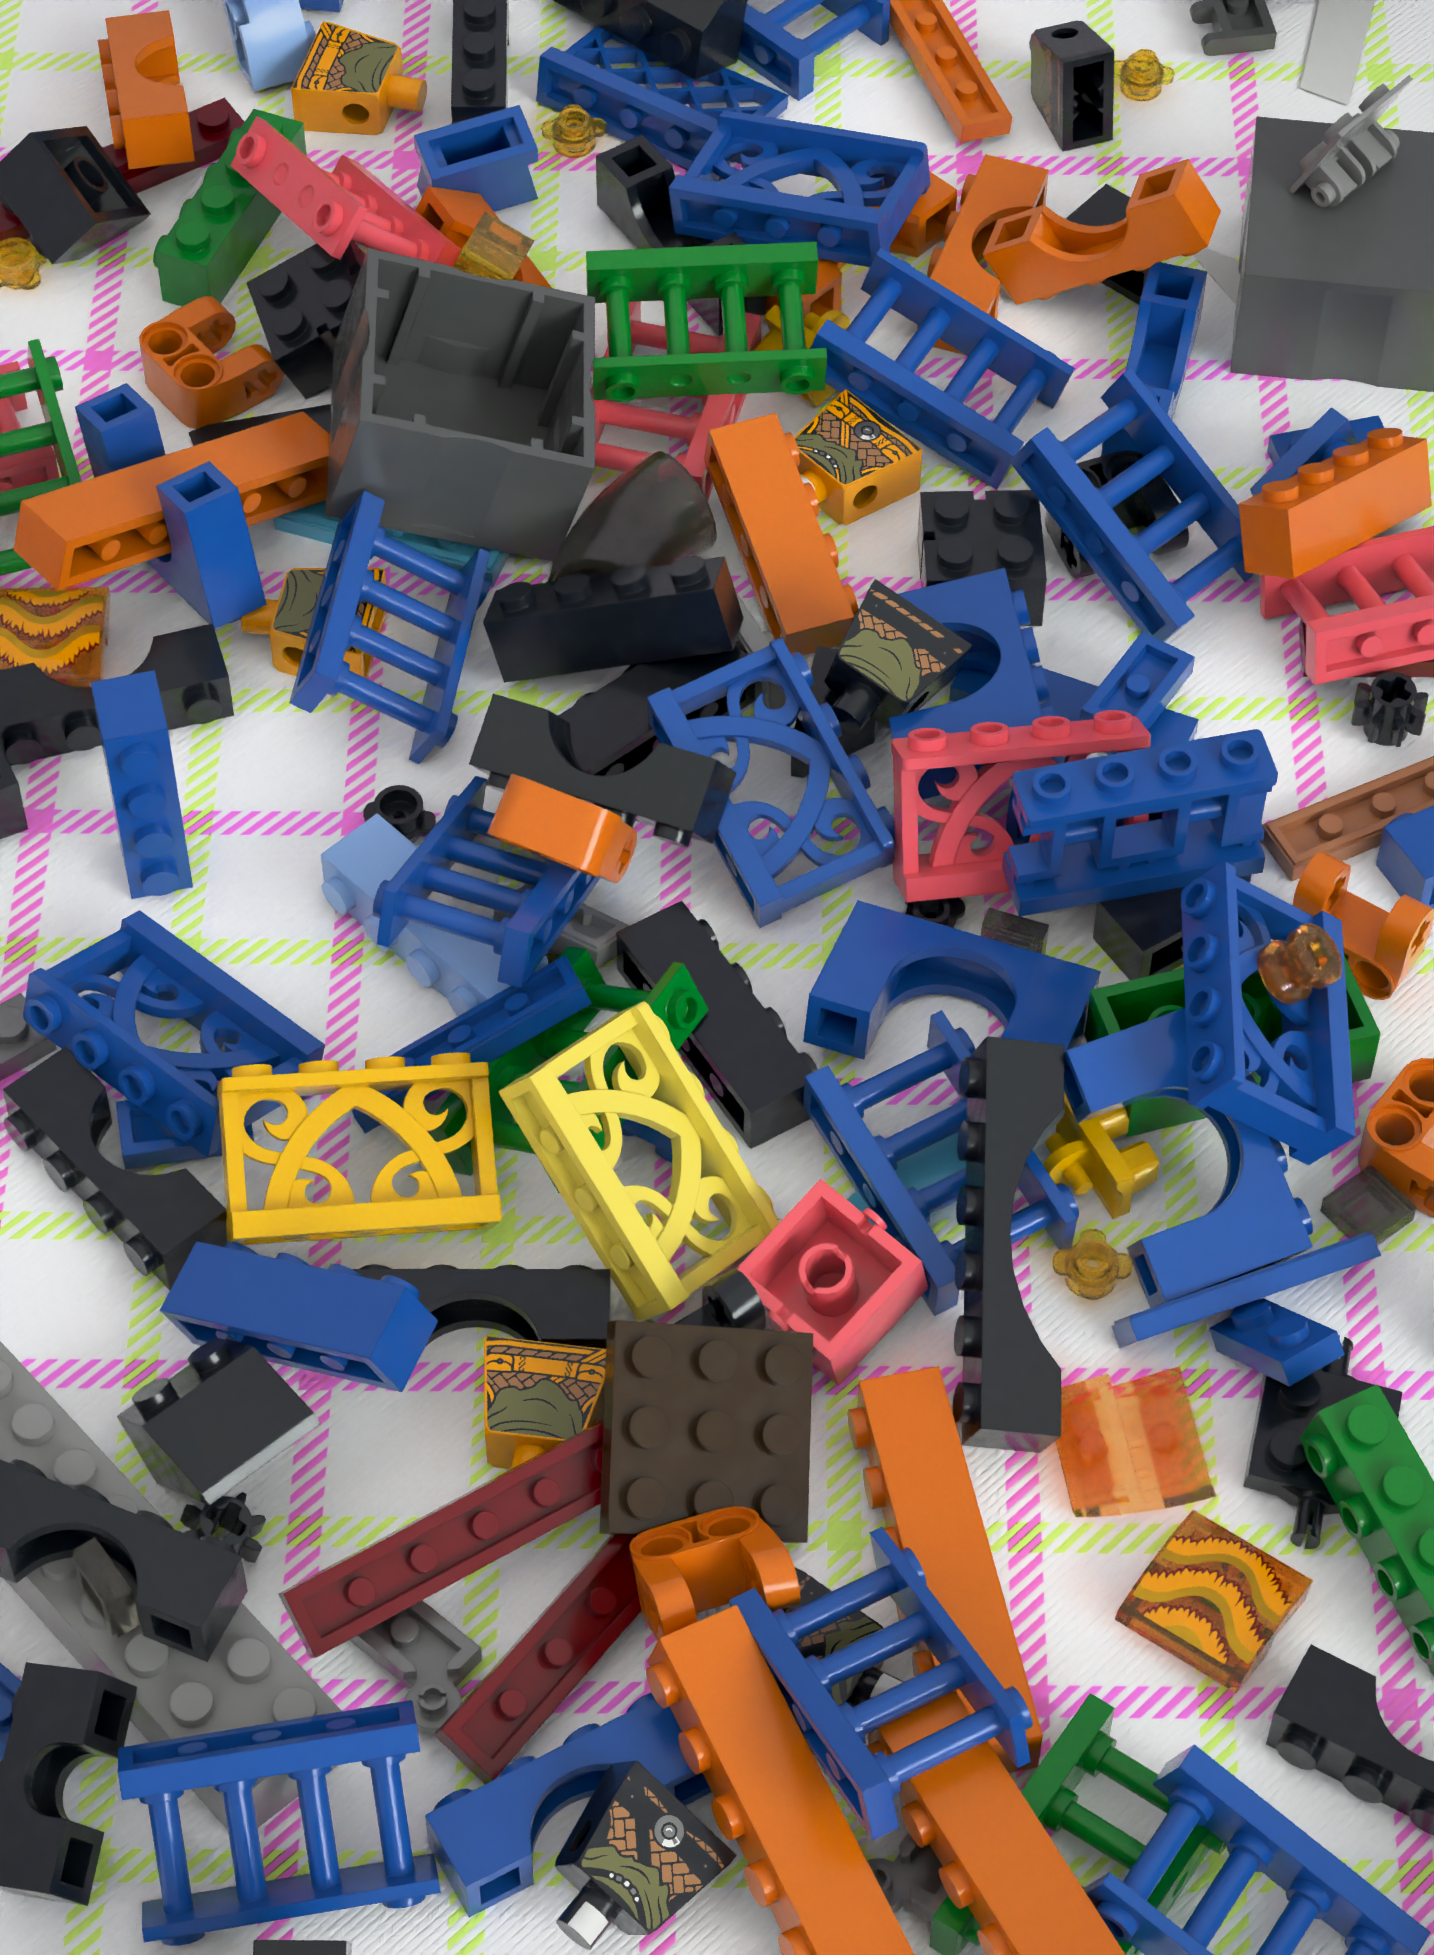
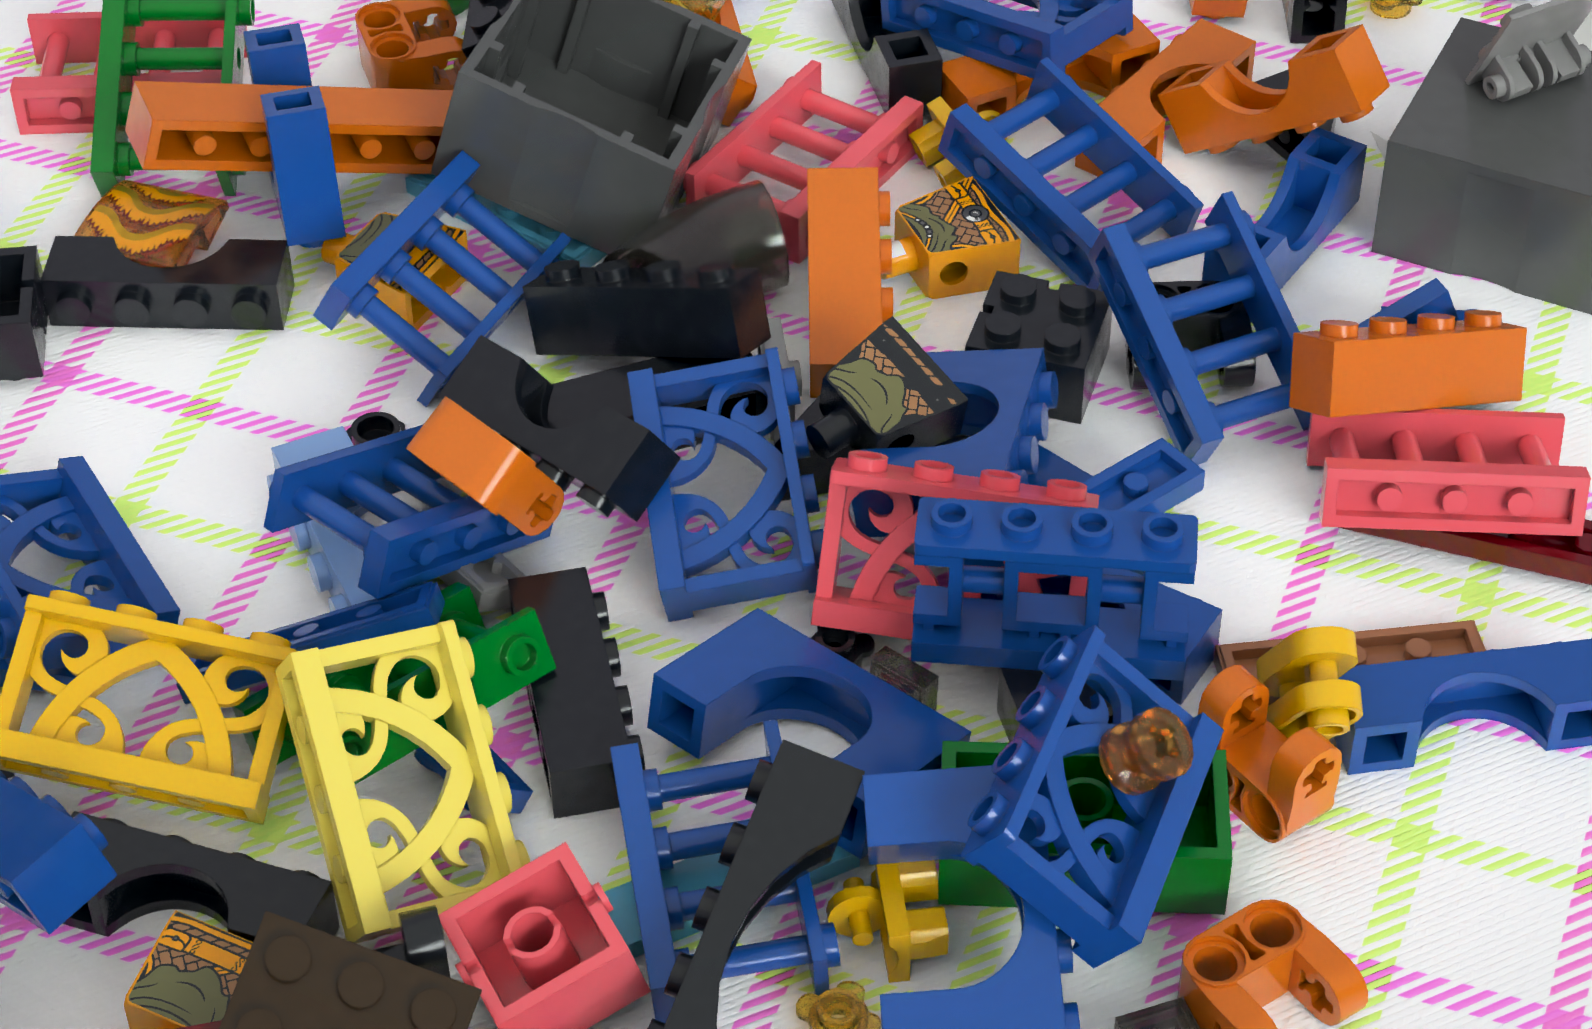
camera: 20 degrees right, 10 degrees down
(142, 784) = (121, 338): blue brick -> none
(705, 273) = (862, 46): green fence -> none
(1389, 709) = (1396, 569): black gear -> none
(1397, 868) = (1306, 676): none -> yellow brick

